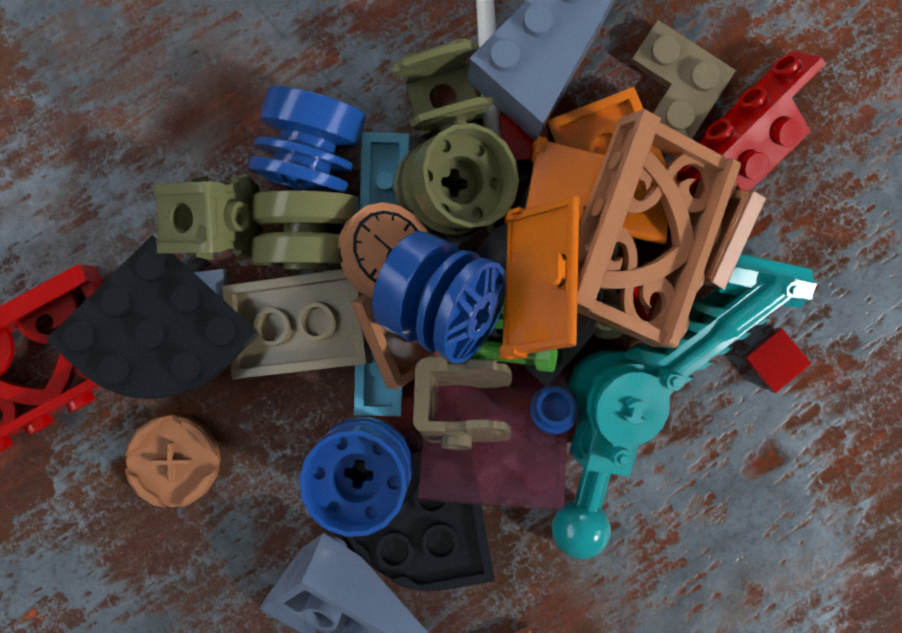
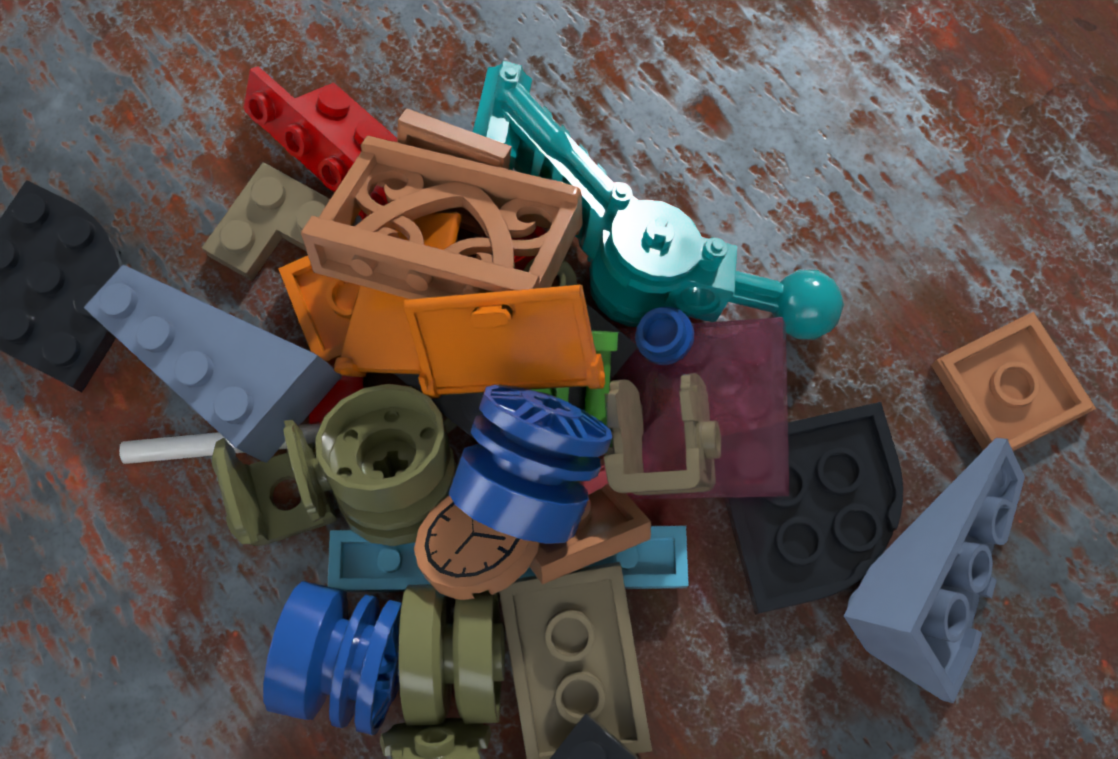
camera: 90 degrees left, 15 degrees down
(335, 491) = (800, 560): blue wheel -> none
(776, 360) = (592, 106): red tile -> none

